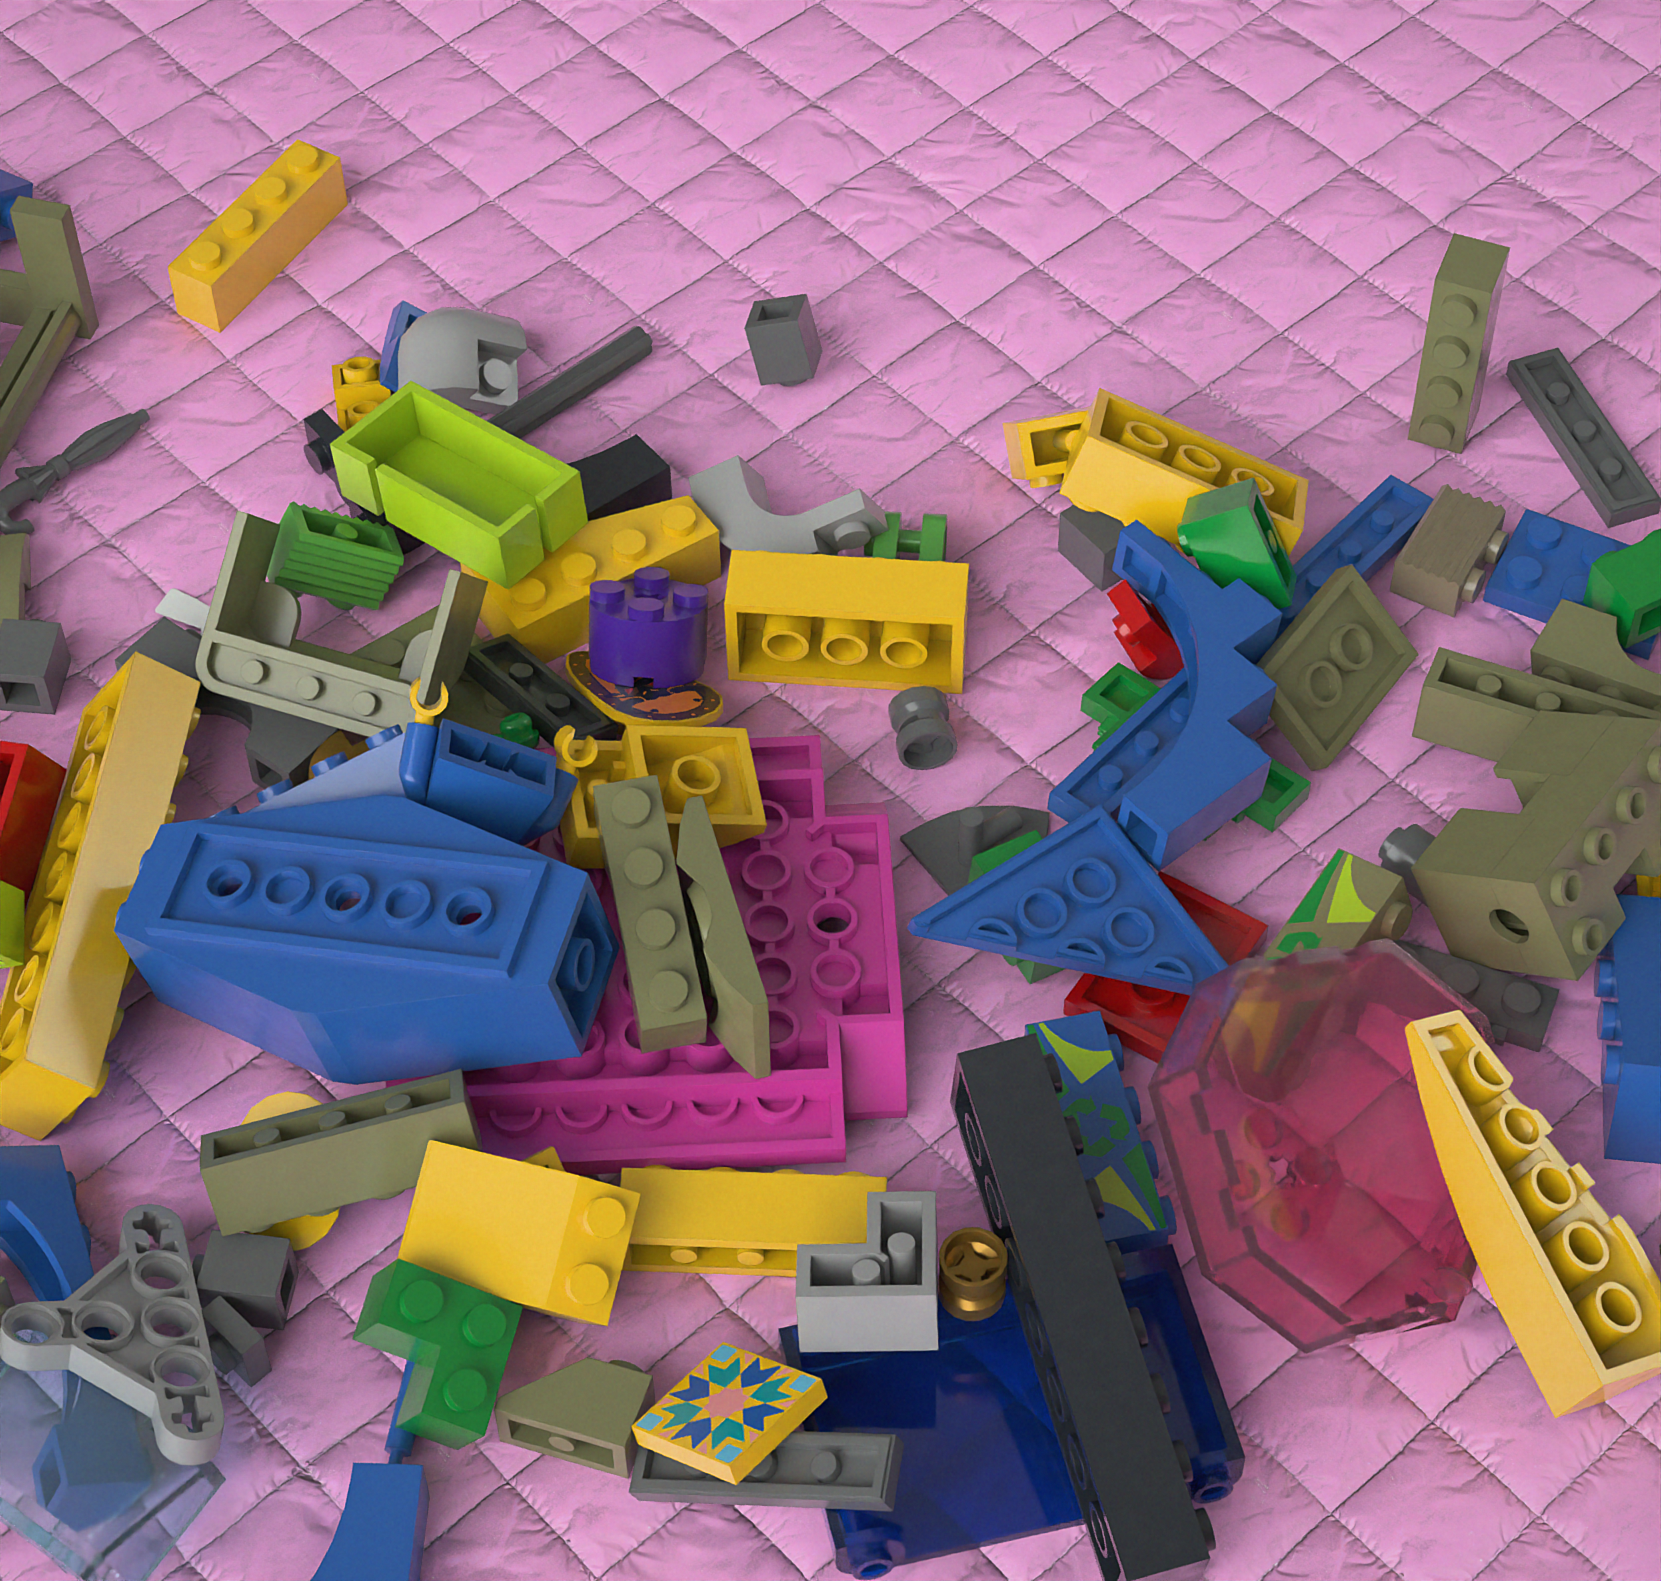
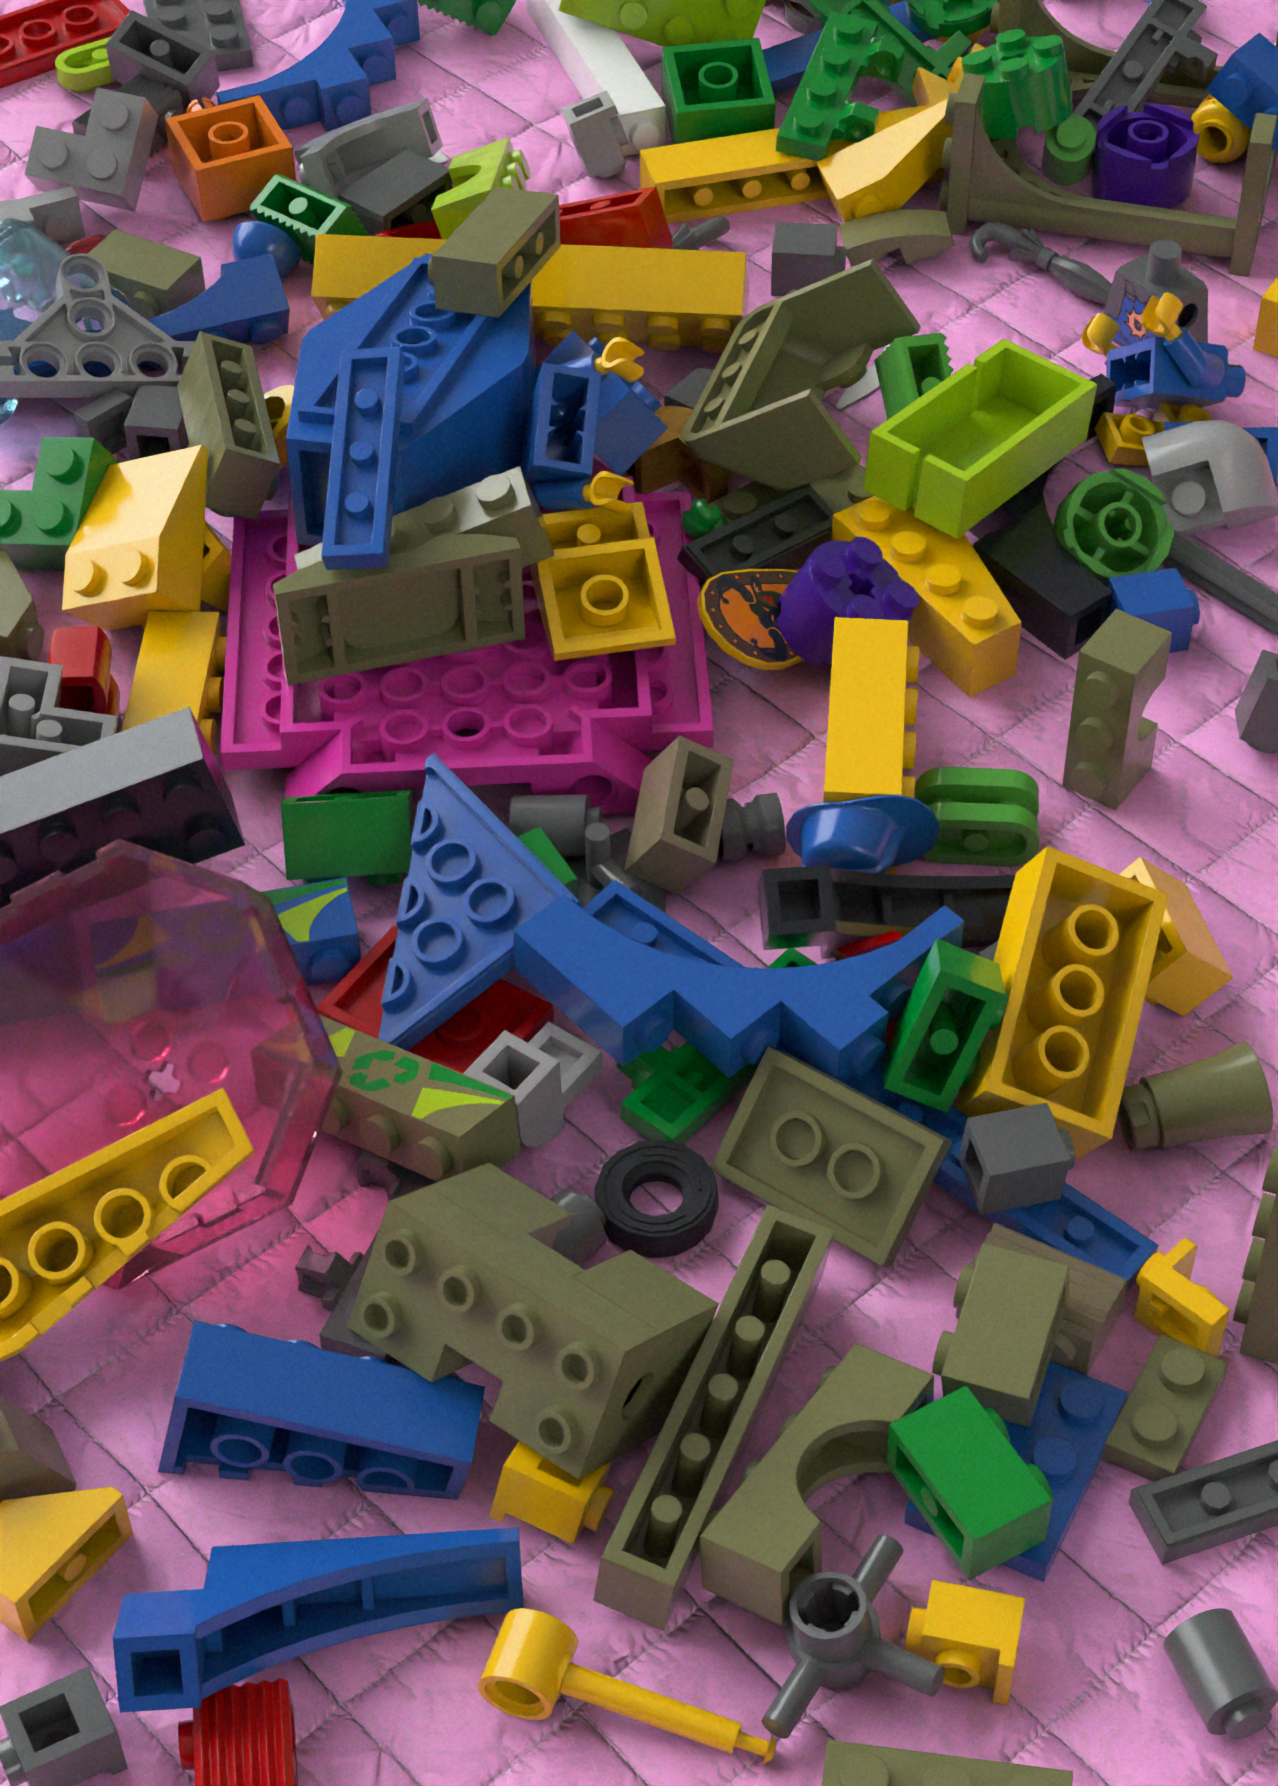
camera: 90 degrees right, 5 degrees down
(192, 376) = (1155, 275): none -> dark grey torso
(200, 819) = (495, 252): none -> olive brick
(305, 373) = (1161, 368): none -> blue torso
(547, 420) = (1115, 524): none -> bright green cylinder
(611, 894) = (363, 459): none -> blue plate
(642, 411) = (1160, 600): none -> blue brick
(740, 509) = (1002, 691): light grey arch -> none
(748, 1285) = (86, 670): none -> red brick
(837, 401) = (1108, 737): none -> olive arch
(923, 871) = (559, 816): none -> dark grey brick
(935, 762) = (679, 815): none -> dark tan brick
(945, 1013) = (348, 836): none -> green brick
(994, 635) = (863, 833): none -> blue piece
(1054, 624) = (846, 906): none -> black arch
(1238, 415) = (1198, 1102): none -> olive plant
(1260, 878) = (541, 1075): none -> light grey brick
(1347, 530) = (1015, 1158): none -> dark grey brick
(1366, 775) = (656, 1162): none -> black tyre
(1450, 463) = (1175, 1305): none -> yellow bracket
(1525, 486) = (1165, 1410): none -> olive plate
(1526, 546) = (1004, 1330): none -> olive brick

